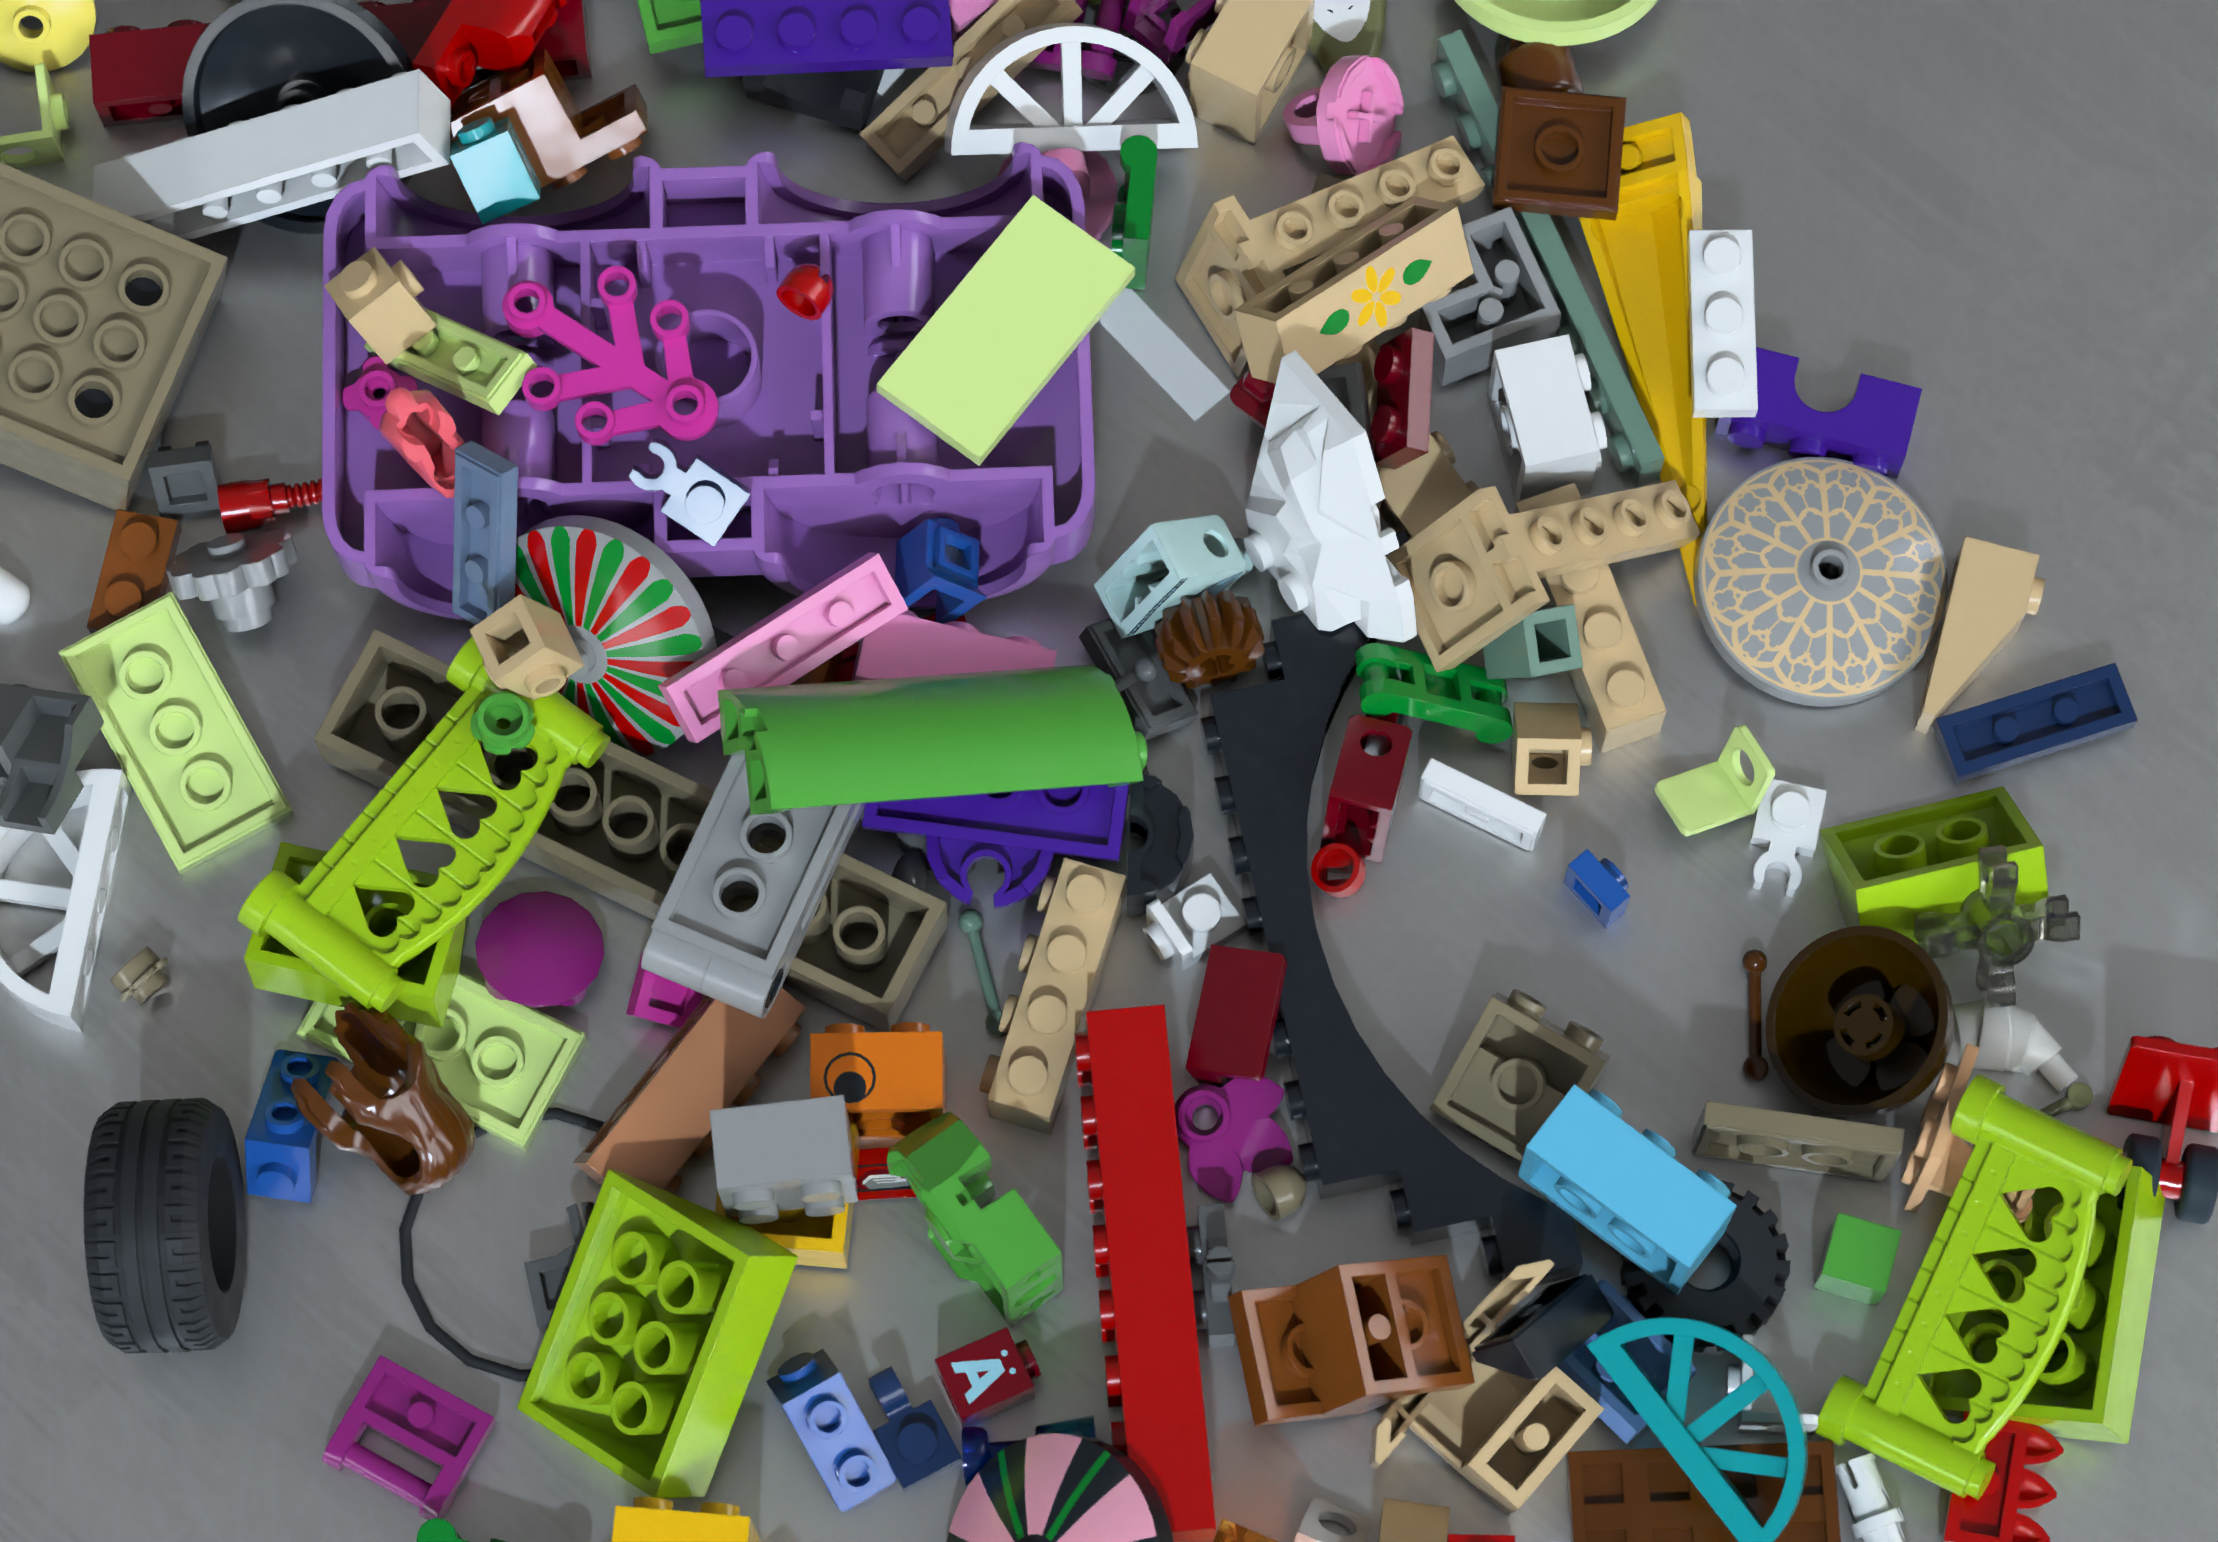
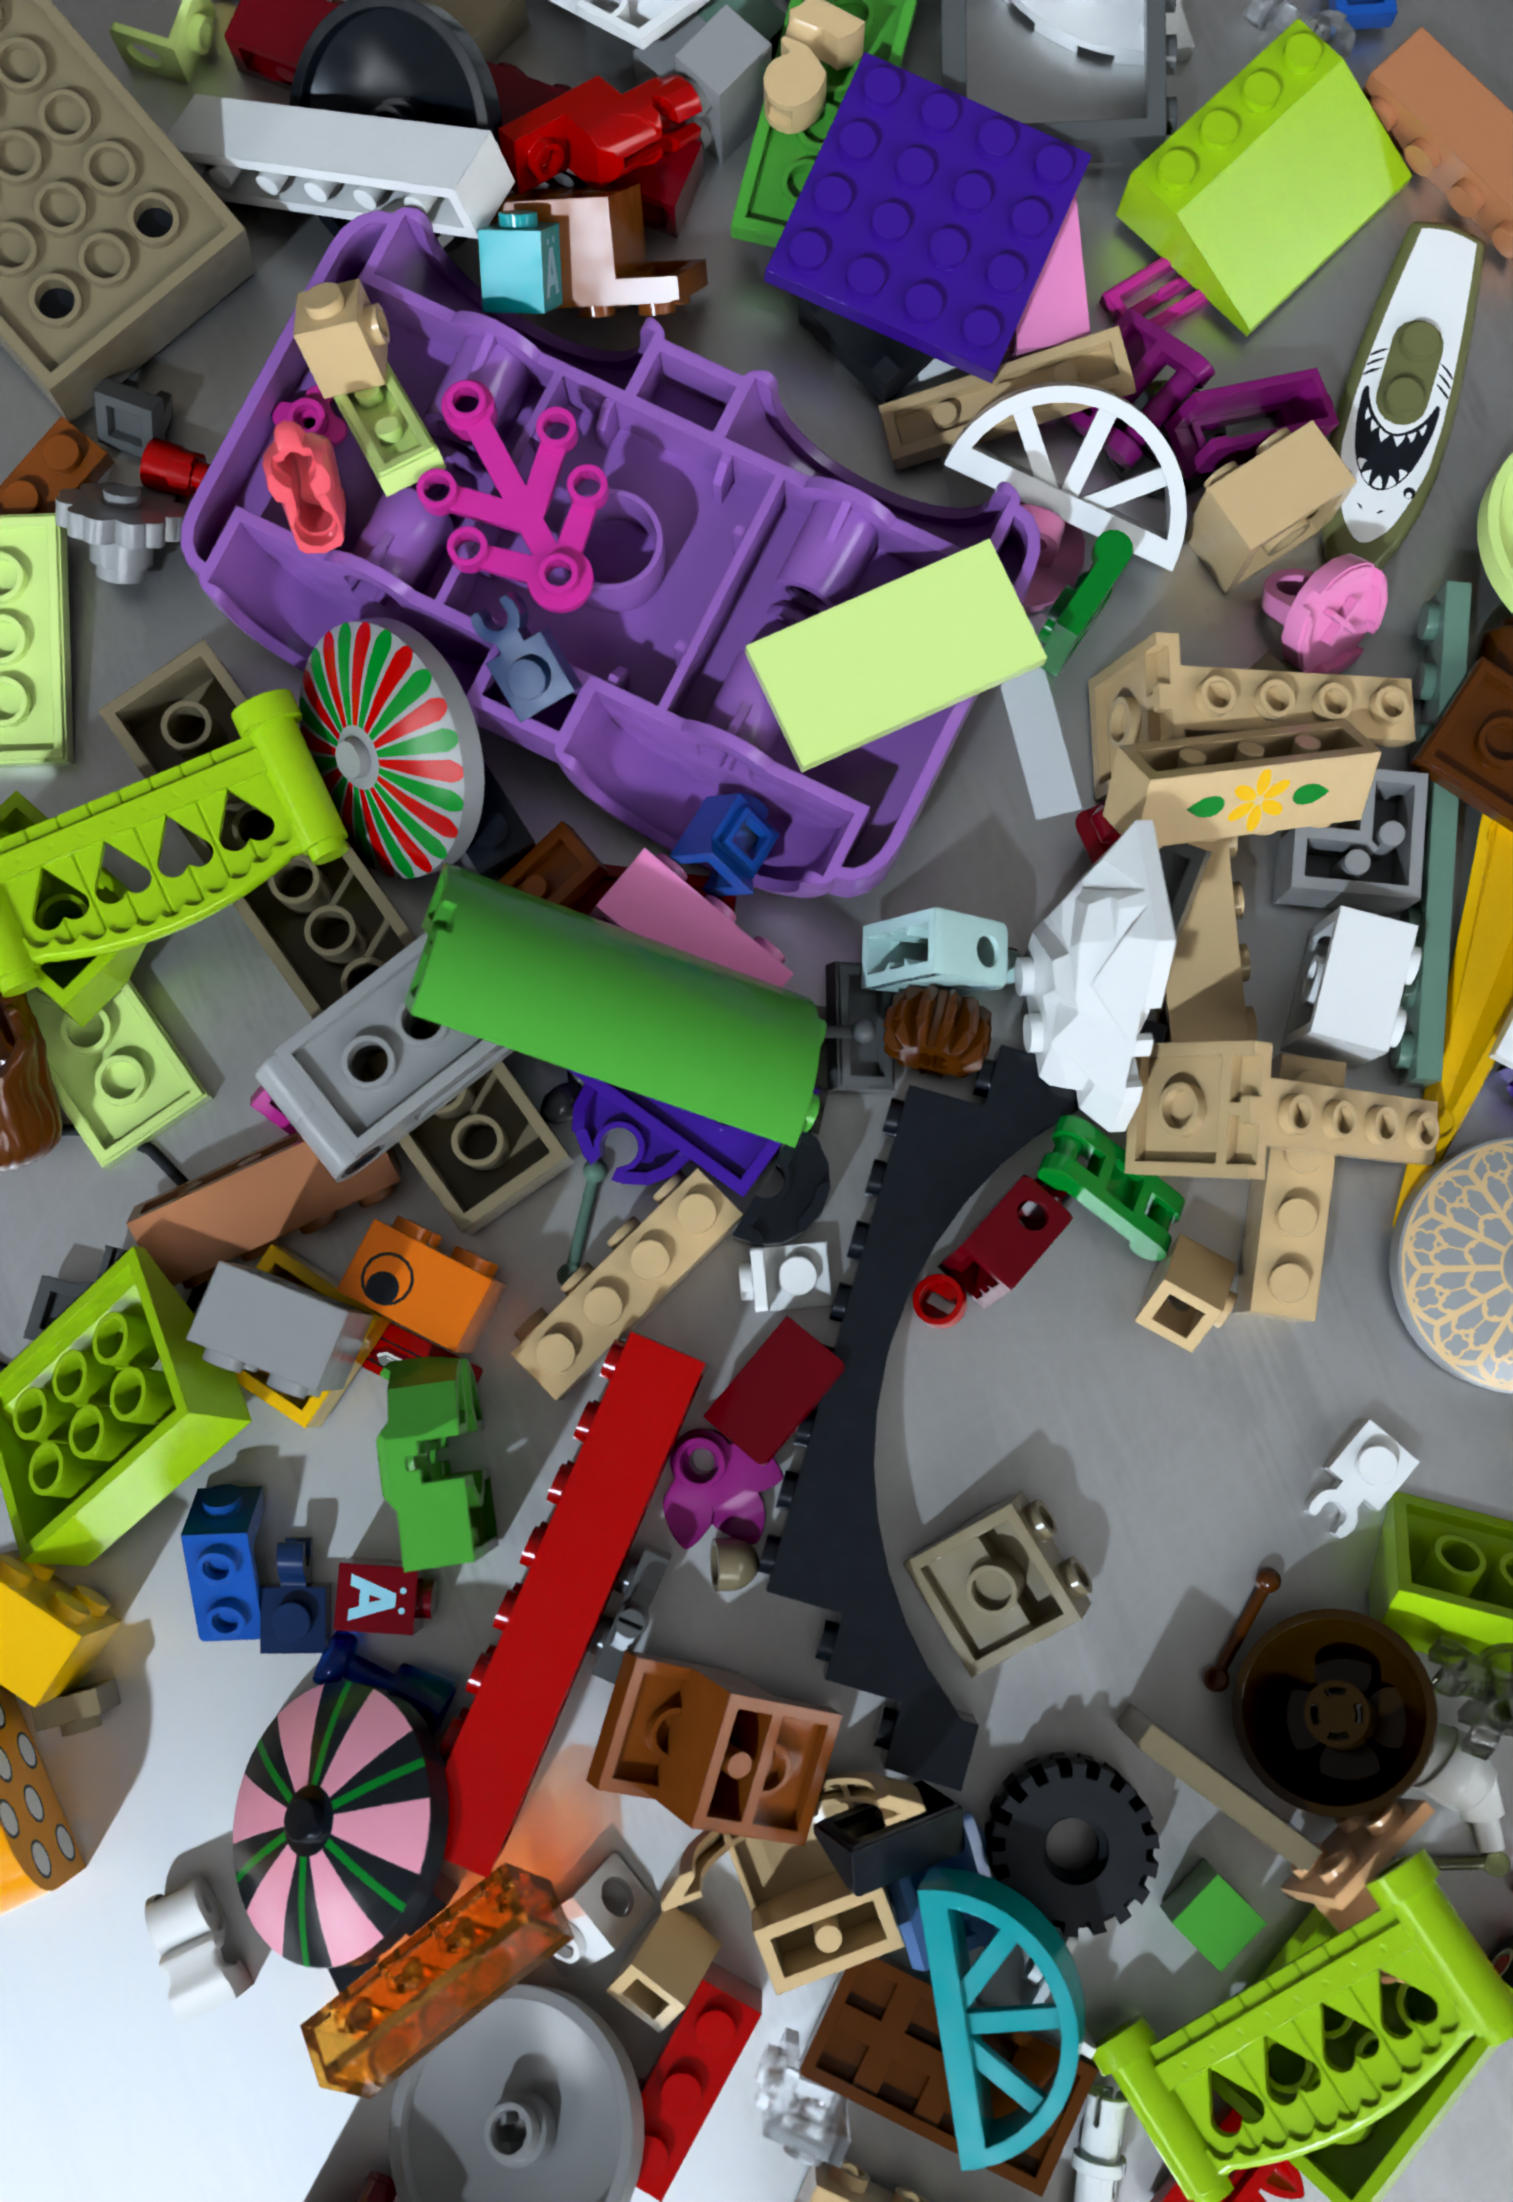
camera: 30 degrees right, 10 degrees up
(483, 532) = (319, 604): sand blue tile -> none
(503, 707) = (245, 771): bright green plate -> none
(527, 648) = (299, 730): tan brick -> none
(539, 950) = (207, 1000): magenta dish -> none
(786, 643) = (543, 845): bright pink plate -> none
(805, 291) = (727, 523): red hinge -> none
(1403, 398) = (1232, 904): dark red plate -> none
(1481, 805) = (1100, 1310): white tile -> none
(1536, 645) = (1228, 1205): sand green brick -> none
(1598, 887) = (1165, 1442): blue plate -> none
(1627, 1187) = (1038, 1770): medium azure brick -> none
(1718, 789) = (1322, 1407): yellowish green bracket -> none

